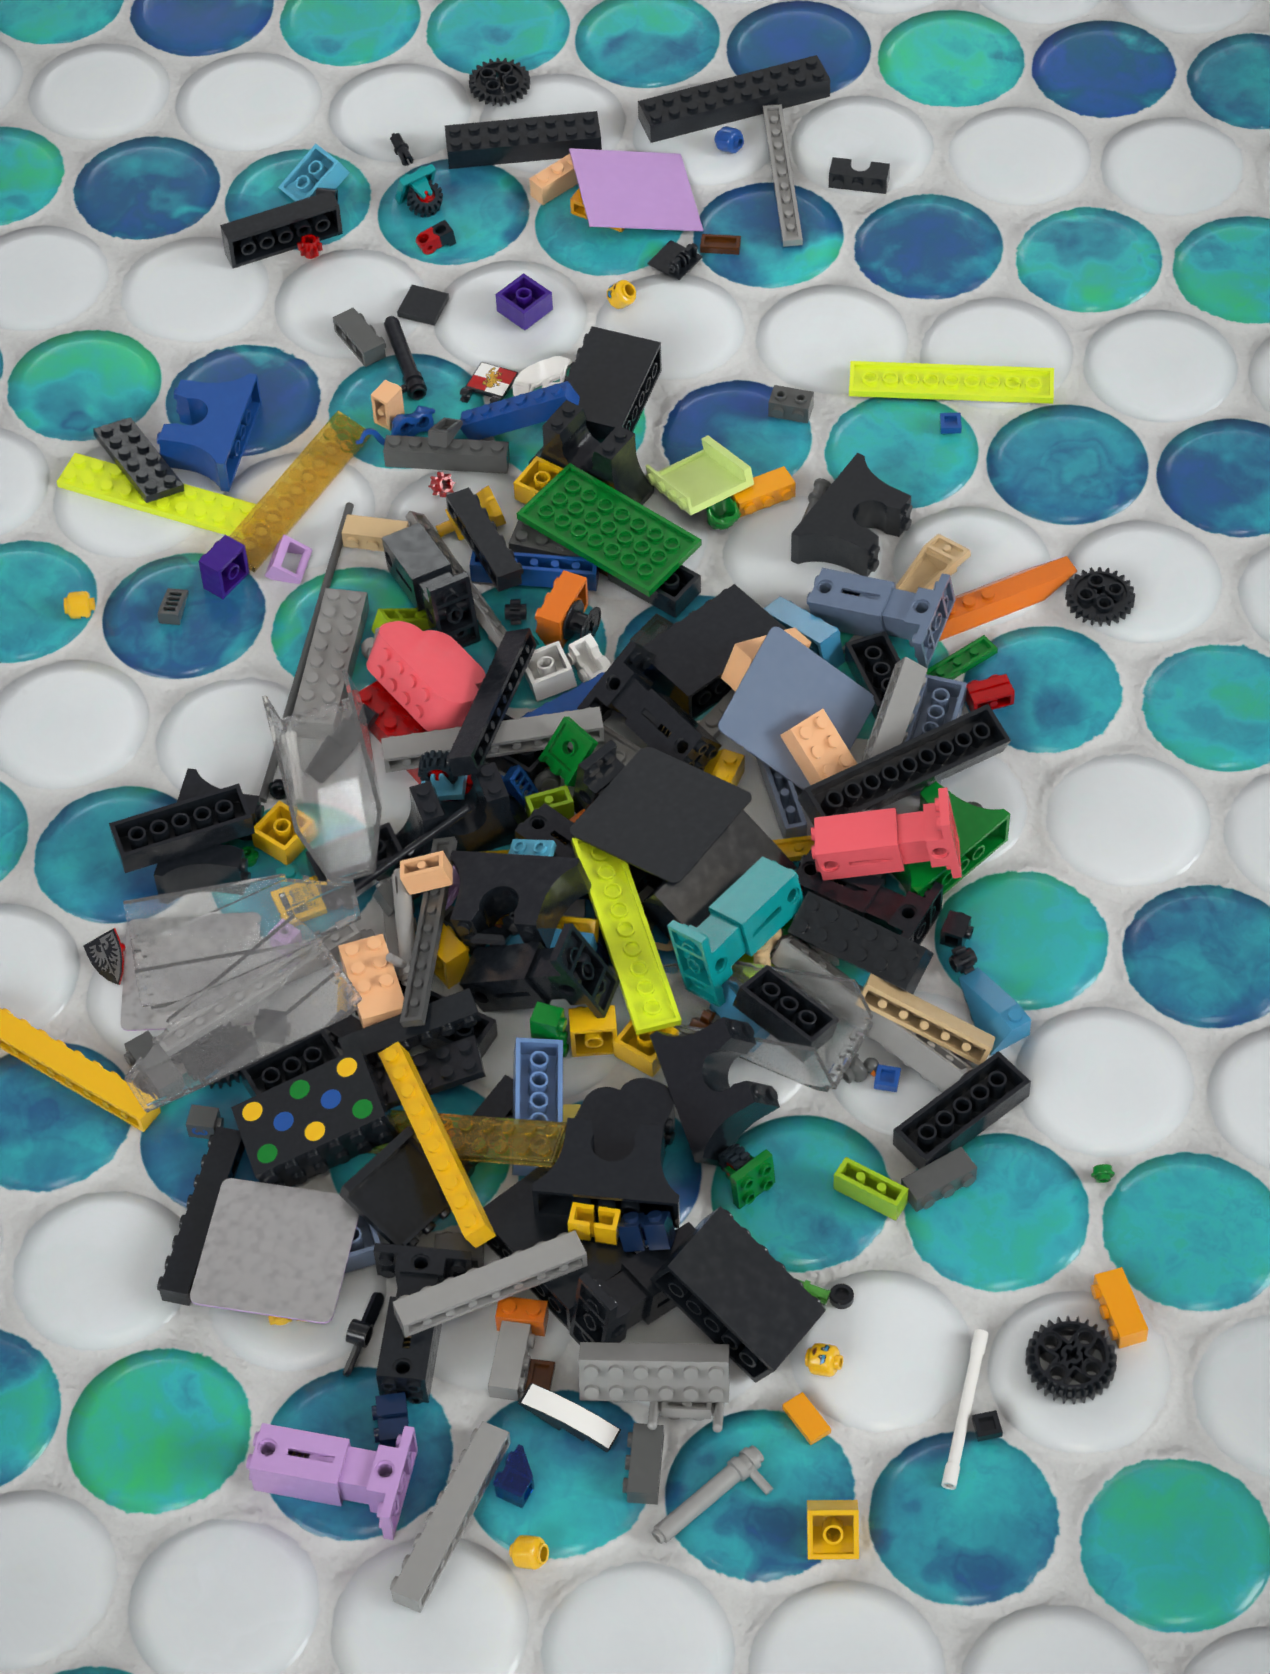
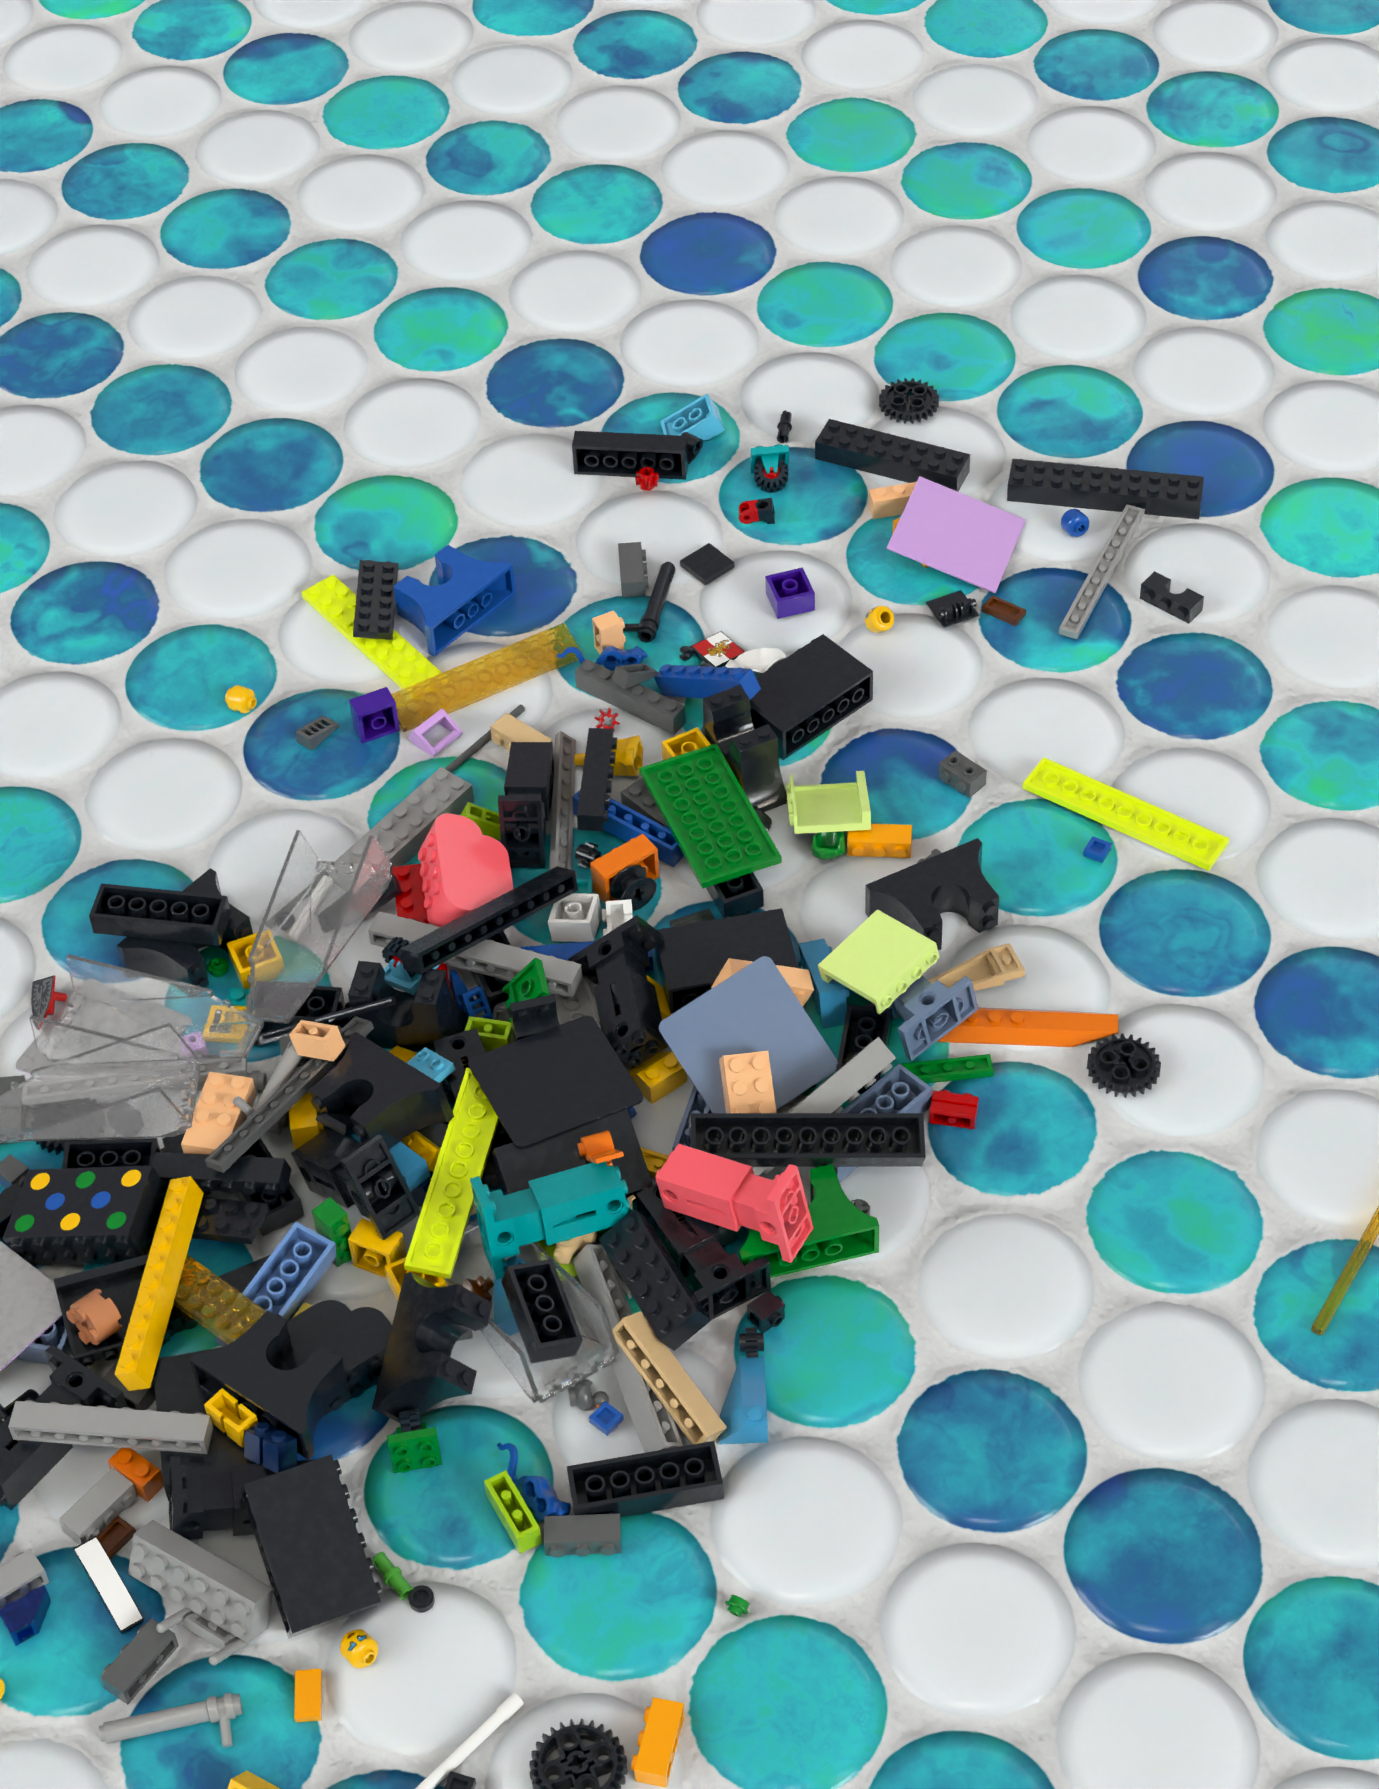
camera: 30 degrees right, 5 degrees down
(402, 1200) = (94, 1317): none -> nougat brick
(745, 853) = (599, 1148): none -> orange door
(859, 590) = (880, 959): none -> yellowish green panel
(874, 1160) = (535, 1489): none -> blue animal

